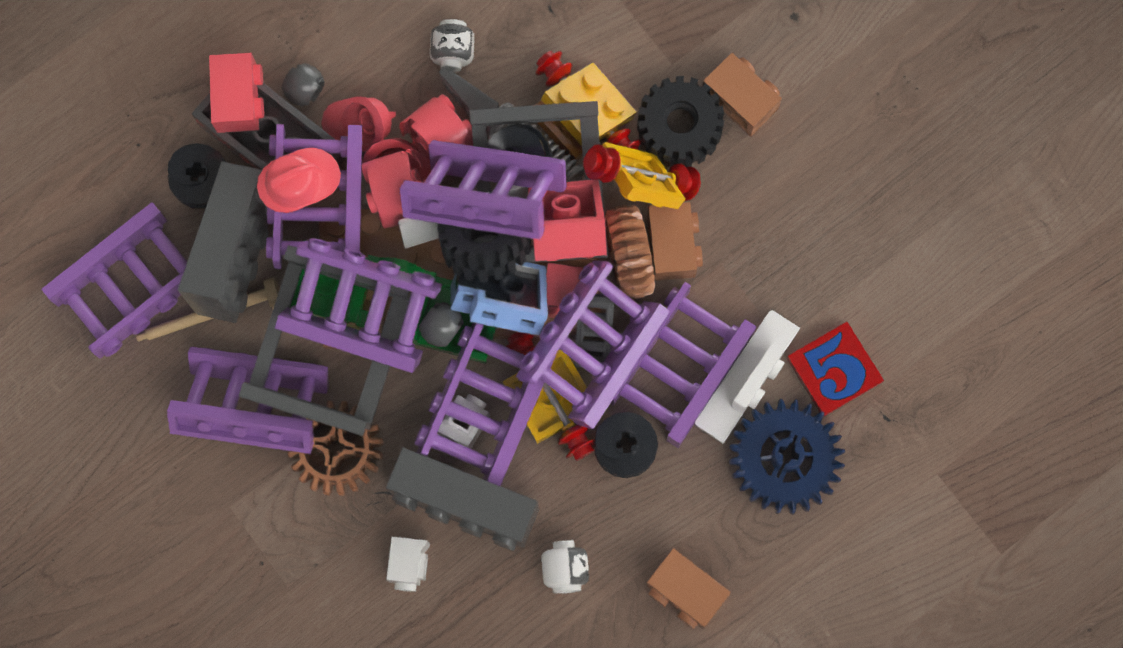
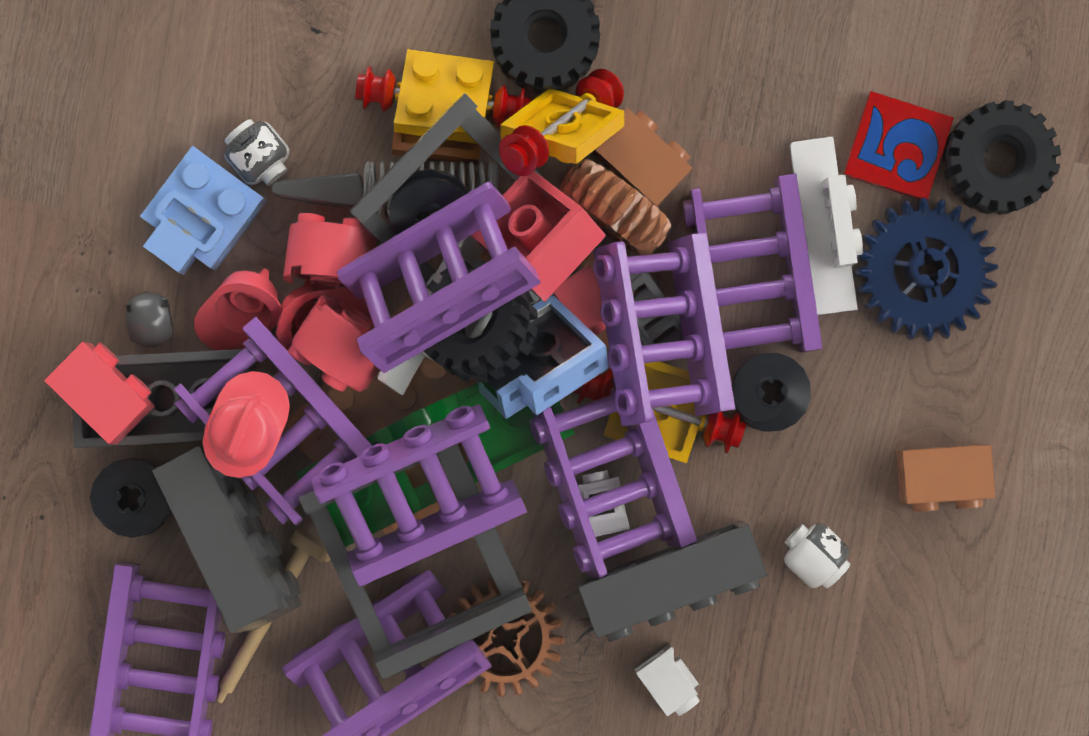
camera: 50 degrees left, 10 degrees up
(387, 51) = (199, 213): none -> light blue piece
(440, 325) = (507, 440): dark grey piece -> none
(911, 410) = (1028, 138): none -> black tyre

